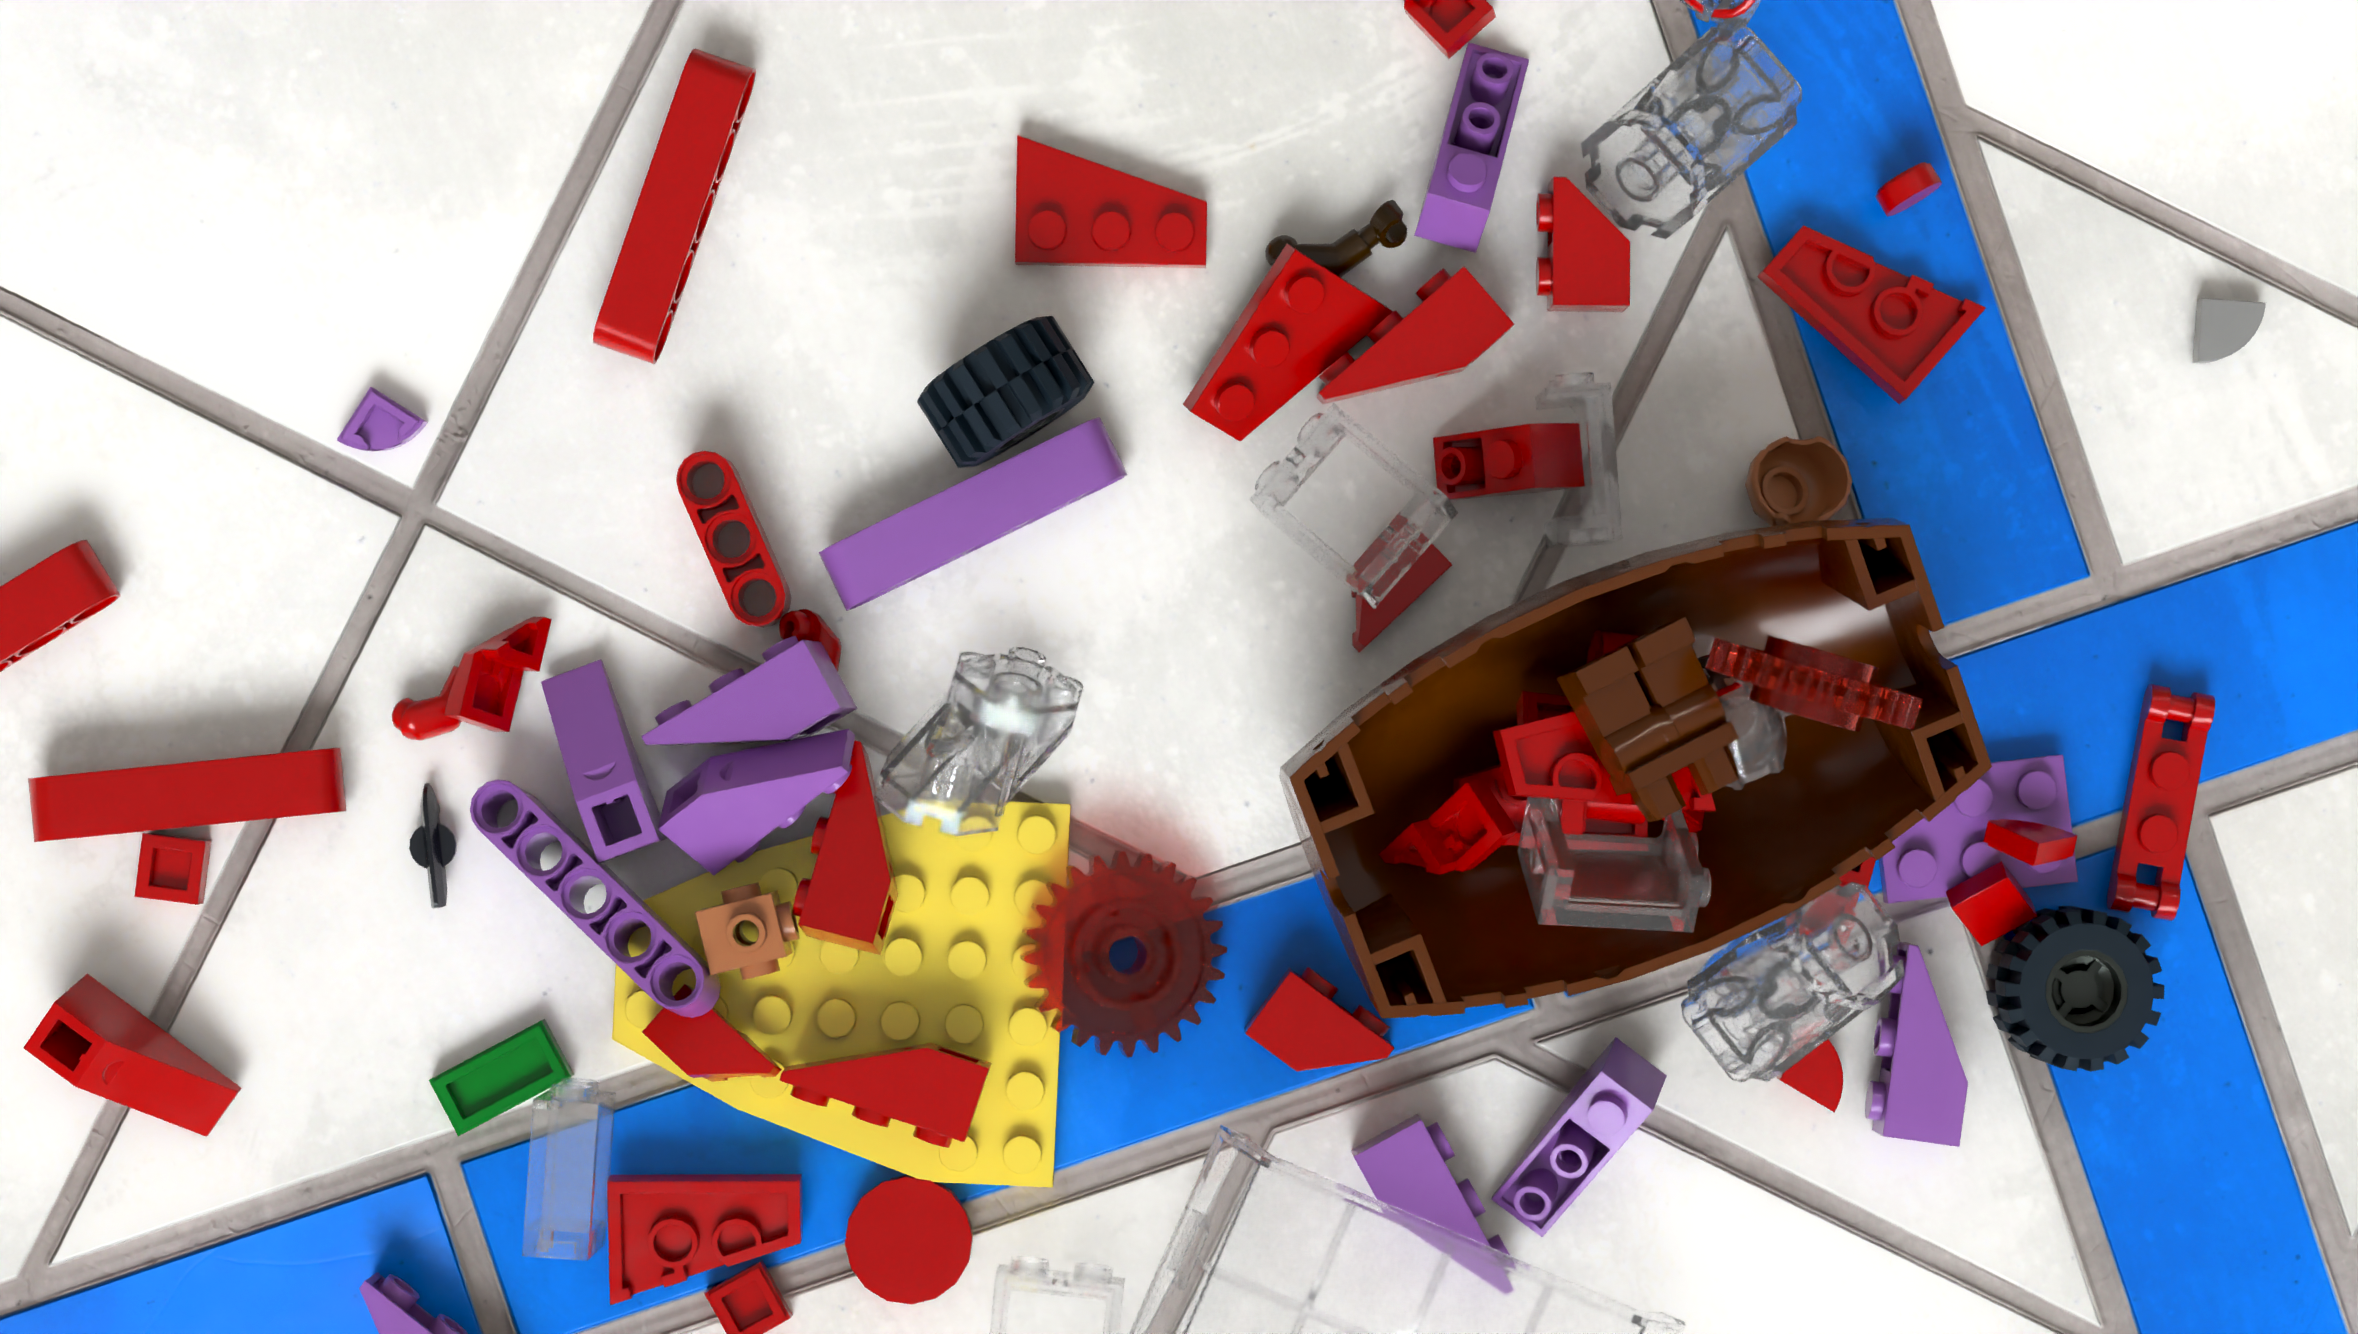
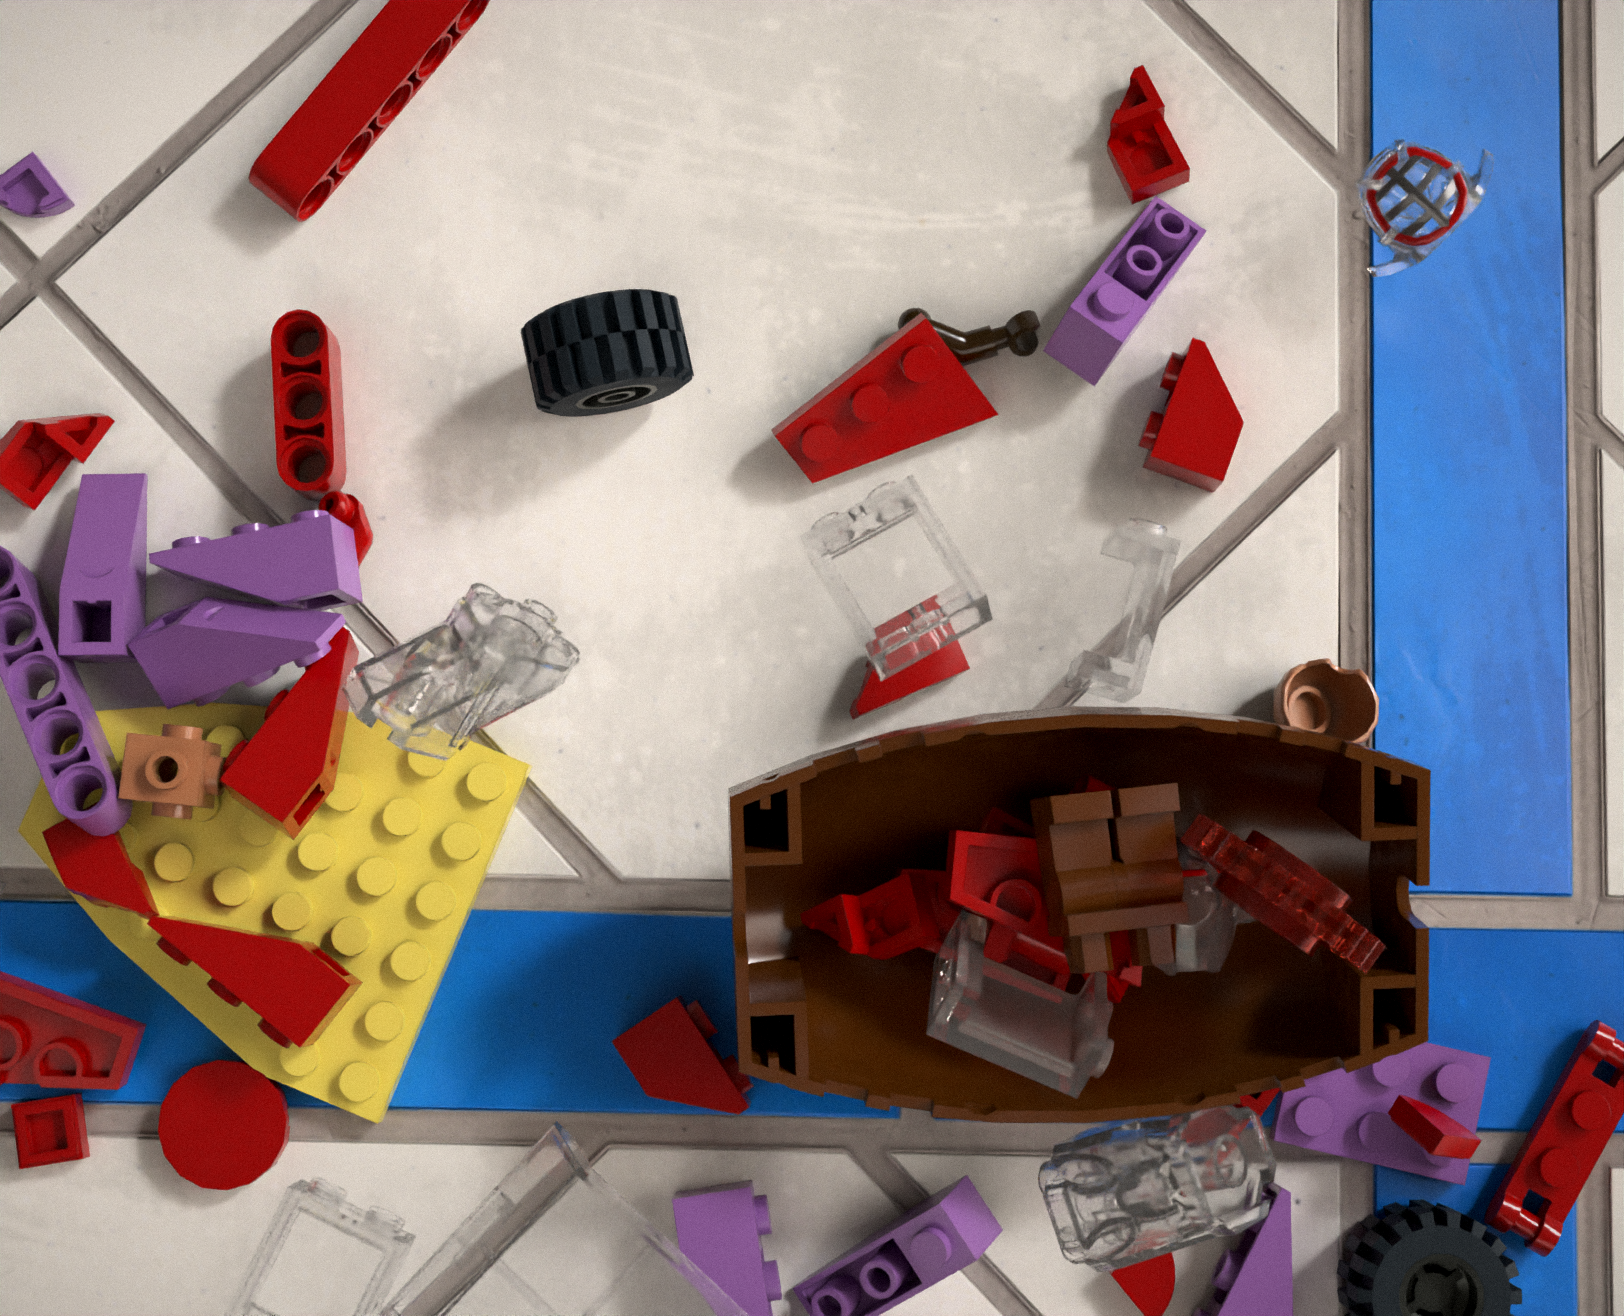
camera: 30 degrees right, 5 degrees down
(973, 513) = (539, 461): medium lavender beam -> none
(1076, 946) = (536, 971): clear red gear -> none
(1101, 216) = (758, 233): red wing -> none
(1432, 341) = (1024, 453): red slope -> none
(1509, 461) = (1059, 589): red slope -> none
(1691, 131) = (1337, 341): clear brick -> none
(1873, 315) = (1447, 575): red wing -> none
(1908, 188) = (1522, 470): red tile -> none
(1991, 903) = (1374, 1176): red tile -> none

